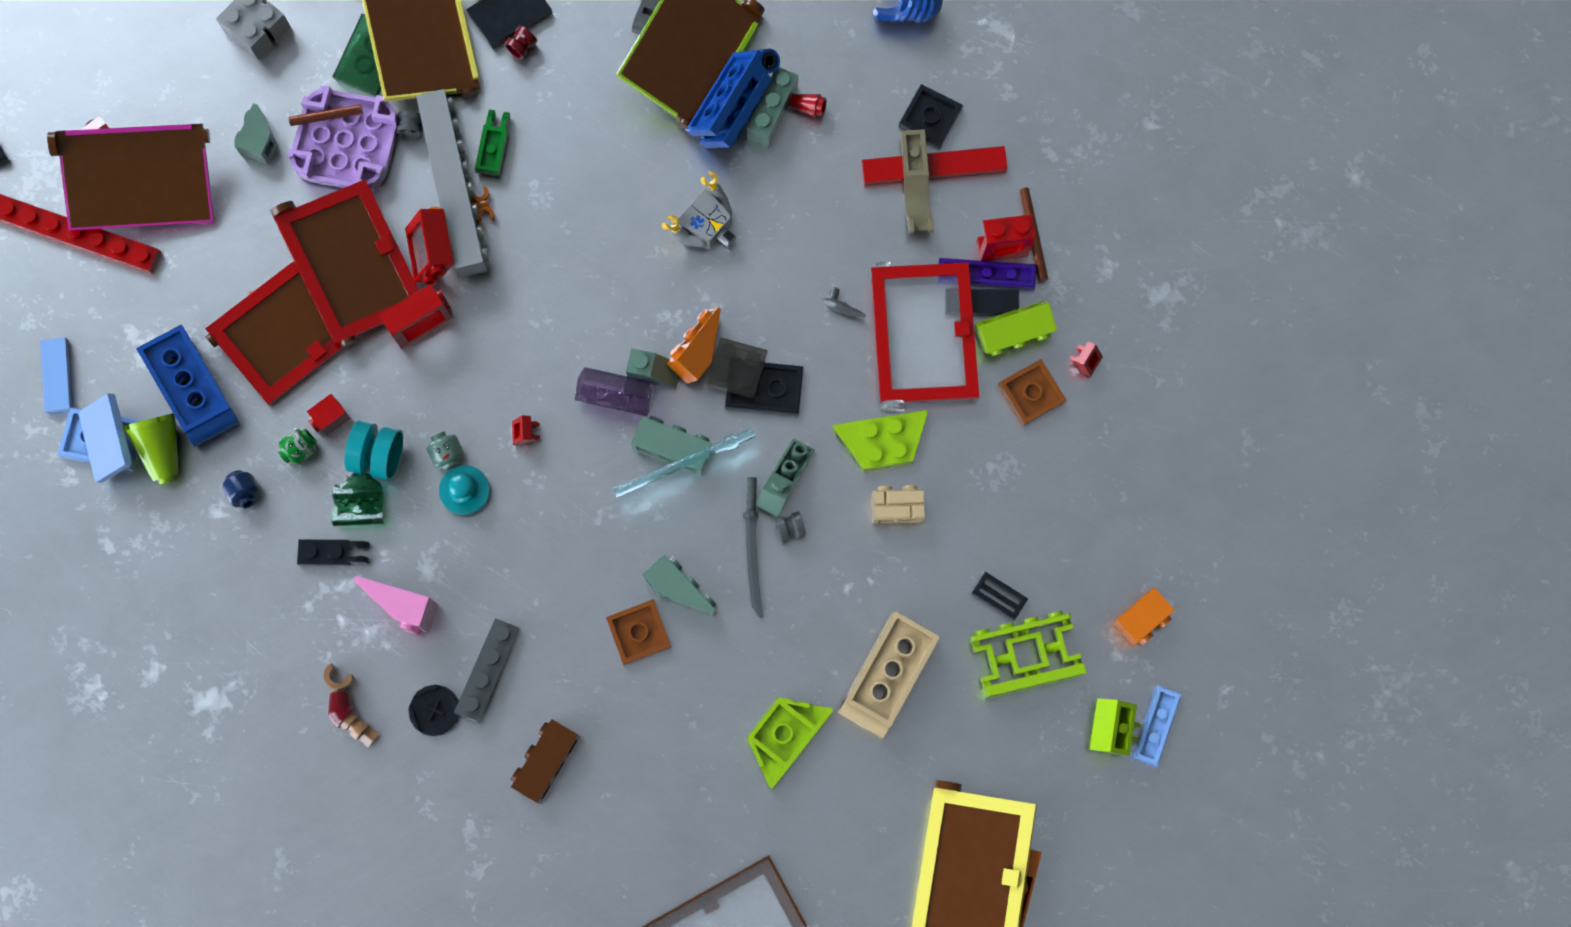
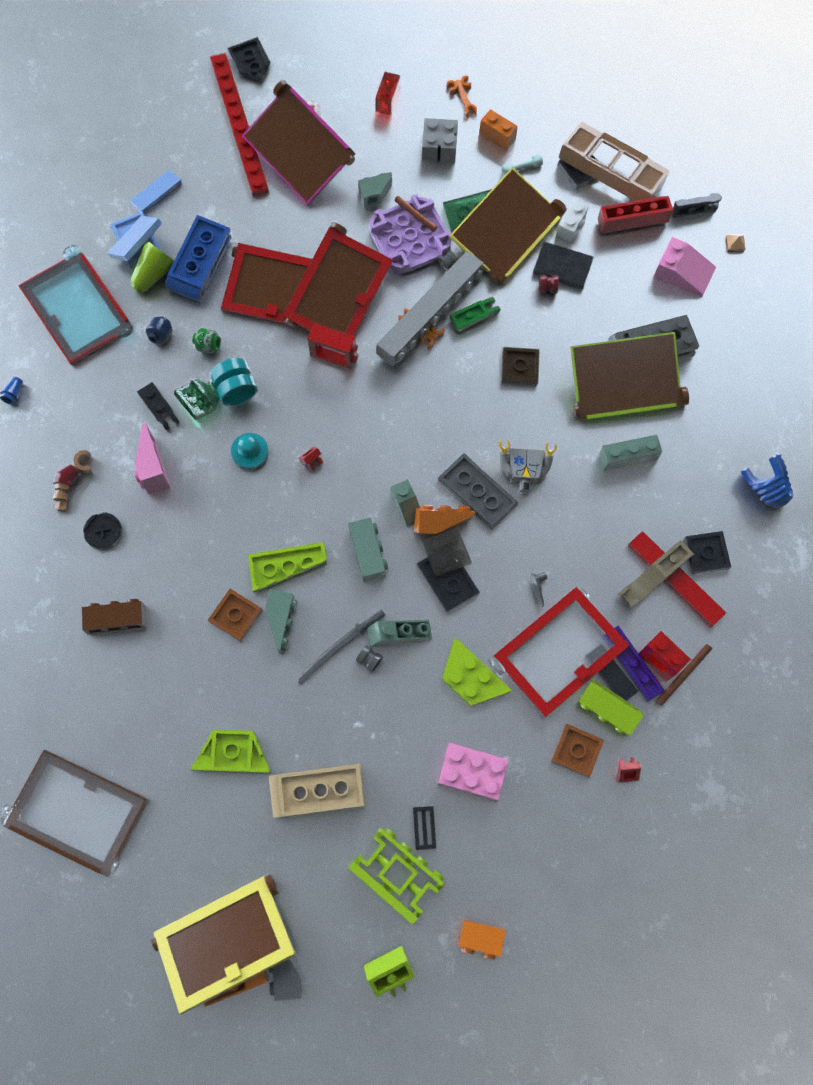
camera: 55 degrees right, 5 degrees down
(132, 562) = (76, 306): none -> clear light blue door
(146, 33) = (387, 93): none -> clear red brick
(185, 703) = (11, 391): none -> blue cone
(327, 415) = (238, 344): red brick -> none
(429, 246) = (381, 322): red window -> none
(445, 450) = (264, 422): sand green head -> none
(486, 670) = (146, 542): dark grey plate -> none
(589, 141) = (520, 366): none -> dark brown tile
(615, 391) = (374, 491): clear purple brick -> none
(620, 546) = (281, 564): none -> lime wing
(693, 288) = (478, 491): none -> dark grey tile
(730, 442) = (393, 580): clear light blue bar -> none
(733, 97) = (615, 424): blue hinge -> none
(809, 103) = (651, 473): red cone -> none
(898, 505) = (433, 716): tan brick -> none
(981, 508) = (473, 772): none -> bright pink brick
(1053, 836) = (286, 981): none -> dark grey slope
(1156, 726) = (414, 1003): light blue tile -> none

